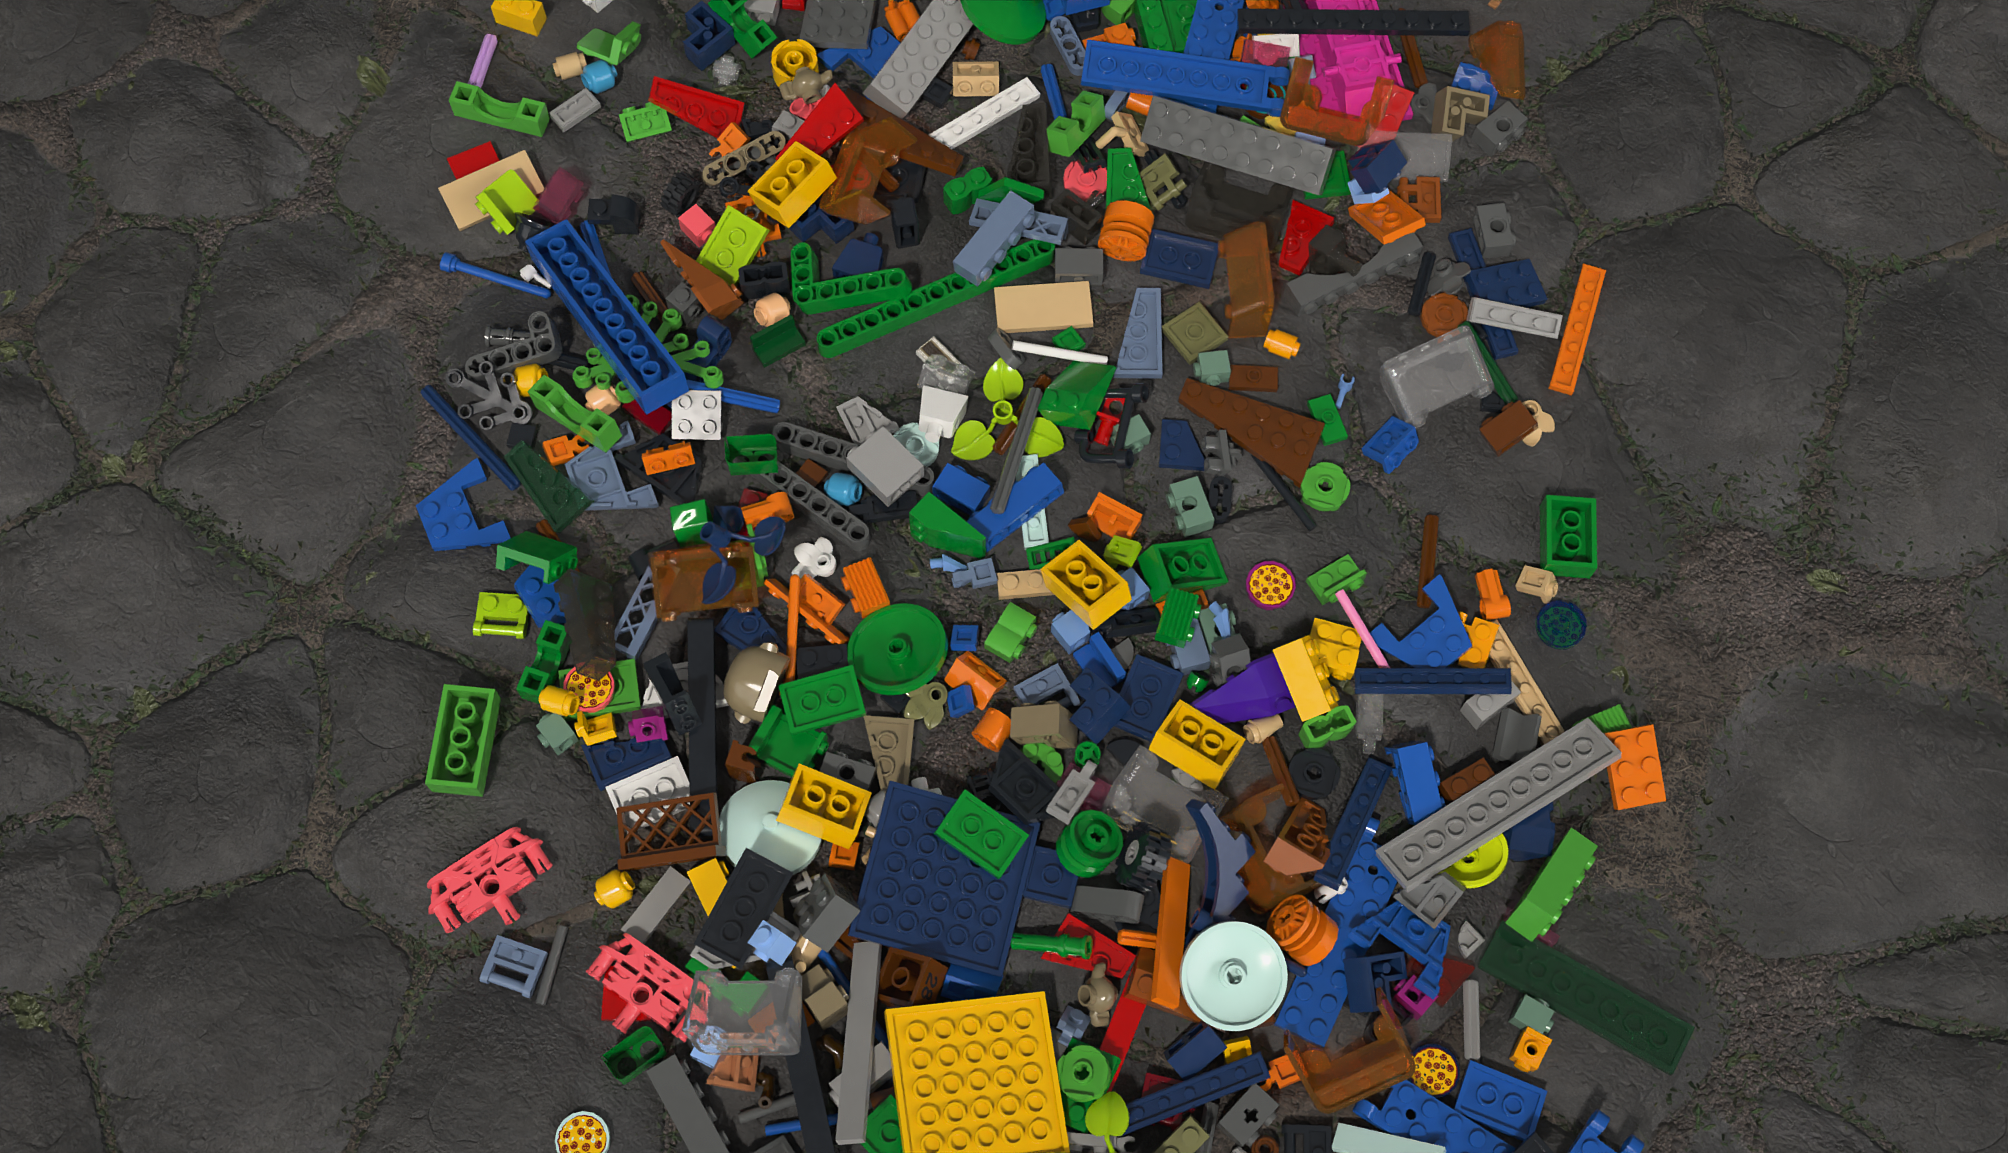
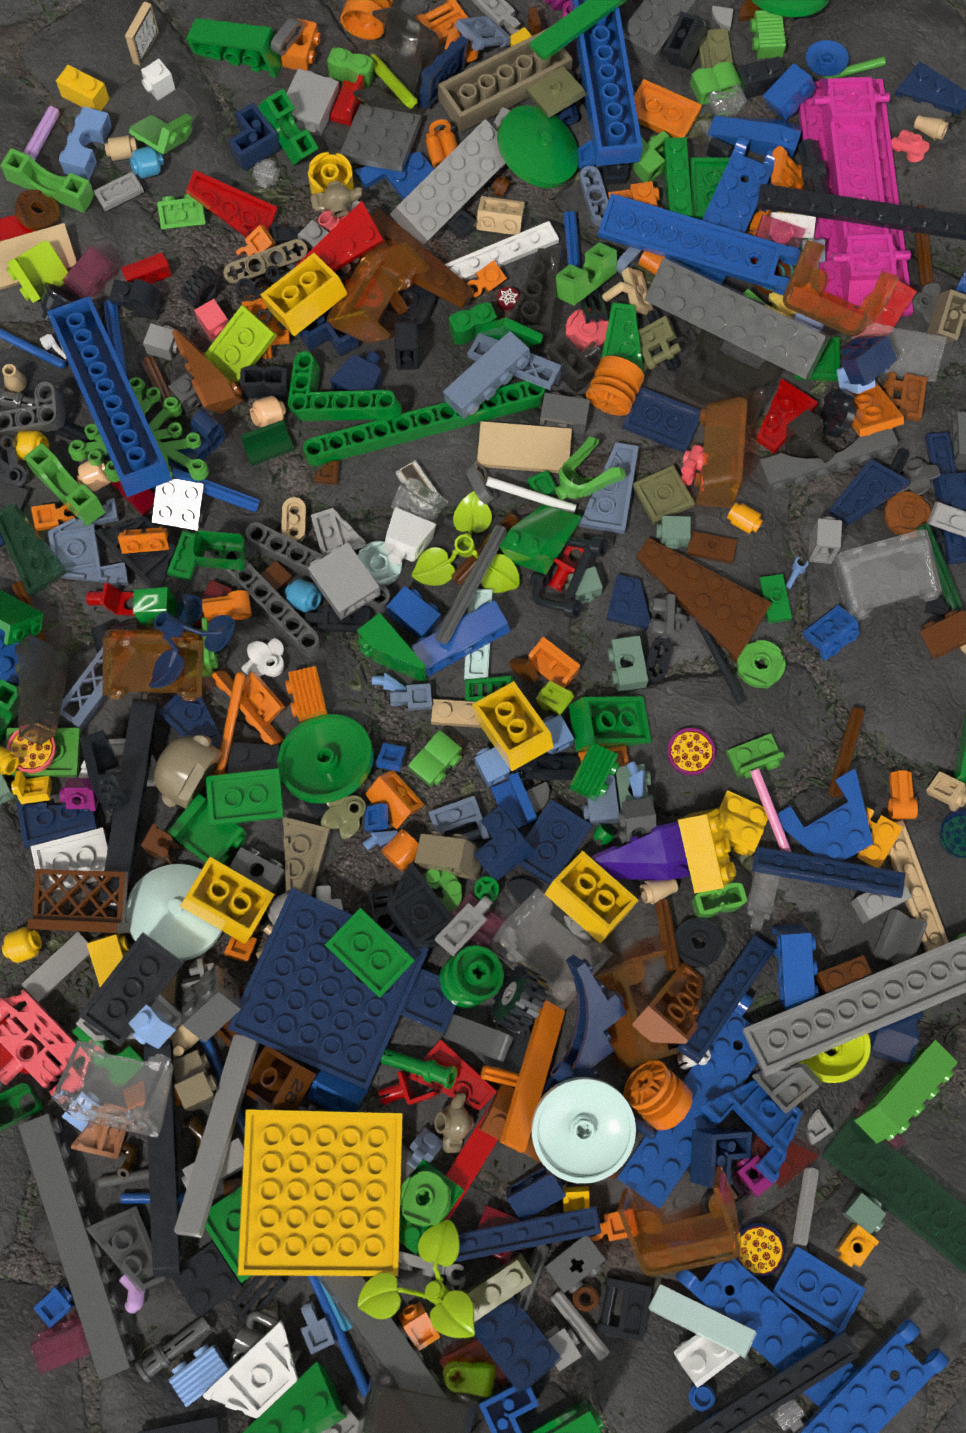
camera: 10 degrees right, 5 degrees up
(492, 151) = (31, 219): none -> reddish brown tile
(500, 315) = (13, 379): none -> tan cone
(533, 49) = (89, 127): none -> medium blue arch
(624, 183) = (149, 269): none -> red panel
(645, 524) = (111, 599): none -> red bracket
(648, 255) = (160, 342): none -> light grey brick
(713, 469) = (183, 560): none -> green plate
(820, 416) = (294, 522): none -> tan plate
(845, 364) = (328, 474): none -> reddish brown tile
(966, 722) = (379, 838): none -> medium blue bar
(975, 142) = (488, 278): none -> orange plate
(998, 160) = (507, 298): none -> dark red tile
(1039, 972) = (403, 1090): none -> red bracket
(1102, 338) = (576, 487): none -> bright green piece
(1218, 296) = (692, 462): none -> coral plate
(1356, 215) = (840, 404): none -> black plate
(1367, 353) = (825, 540): none -> light grey brick
(1400, 299) = (867, 491): none -> dark blue wing

